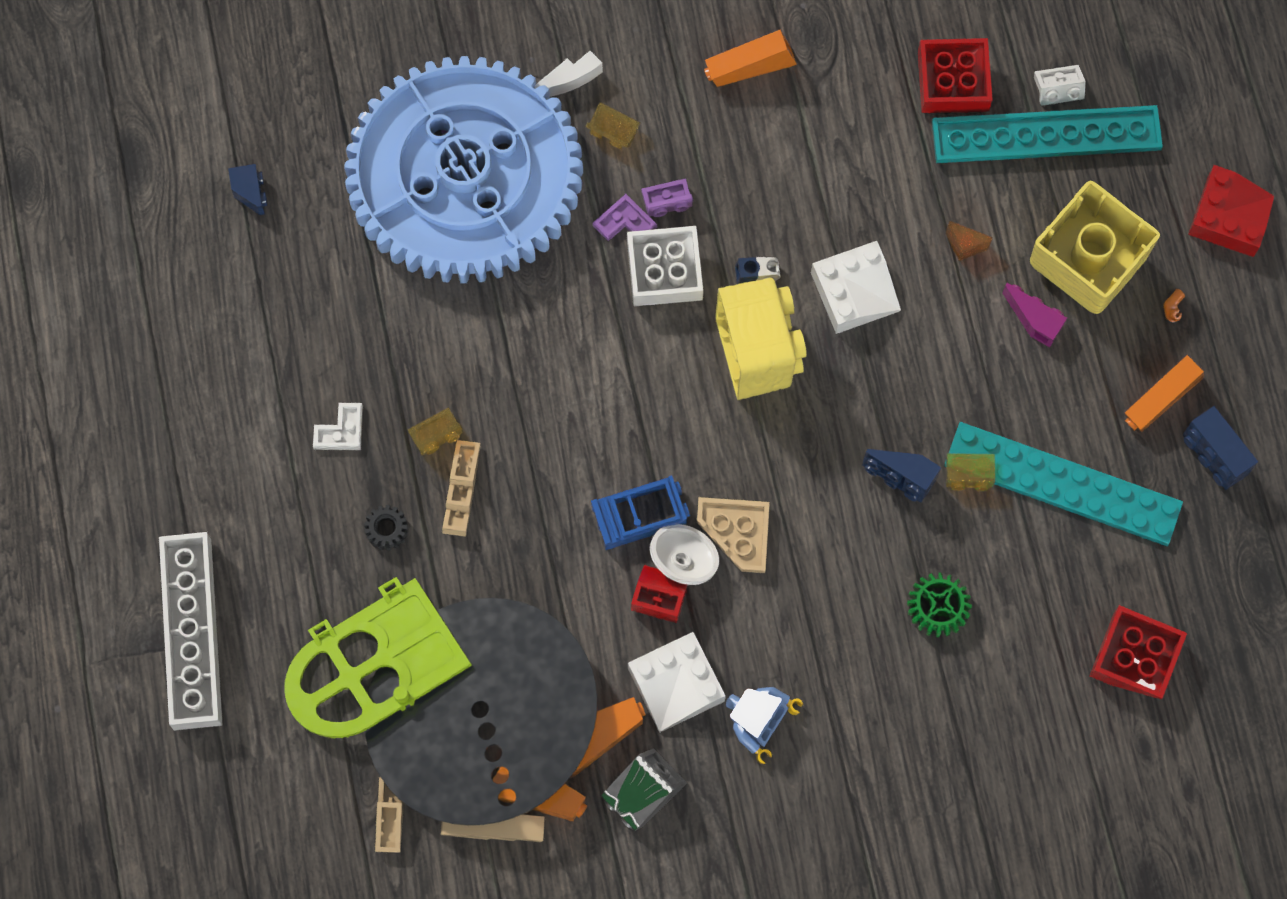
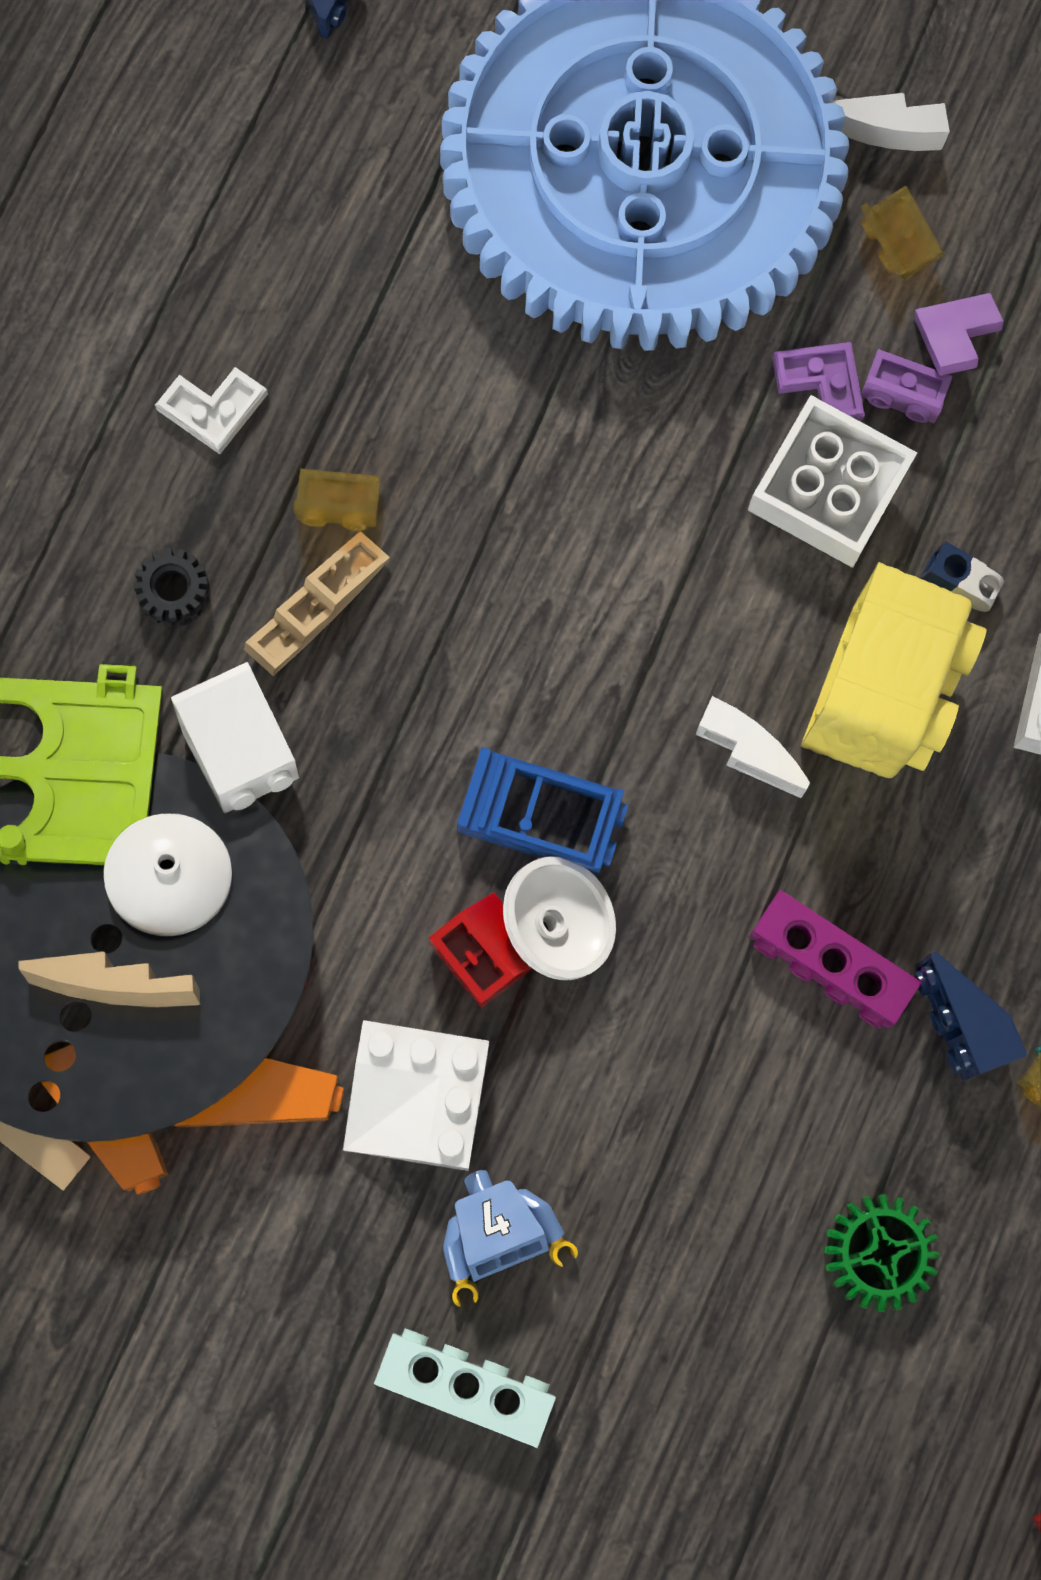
camera: 30 degrees right, 5 degrees up
(472, 575) = (235, 738): none -> white slope
(490, 672) = (170, 899): none -> white dish
(490, 728) = (95, 979): none -> tan slope
(643, 789) = (257, 1218): slope -> none
(667, 155) = (950, 325): none -> medium lavender tile
(716, 415) = (752, 748): none -> white slope
(738, 530) = (665, 935): tan plate -> none
(760, 813) = (523, 1424): none -> light aqua brick
(858, 479) = (893, 984): none -> magenta brick

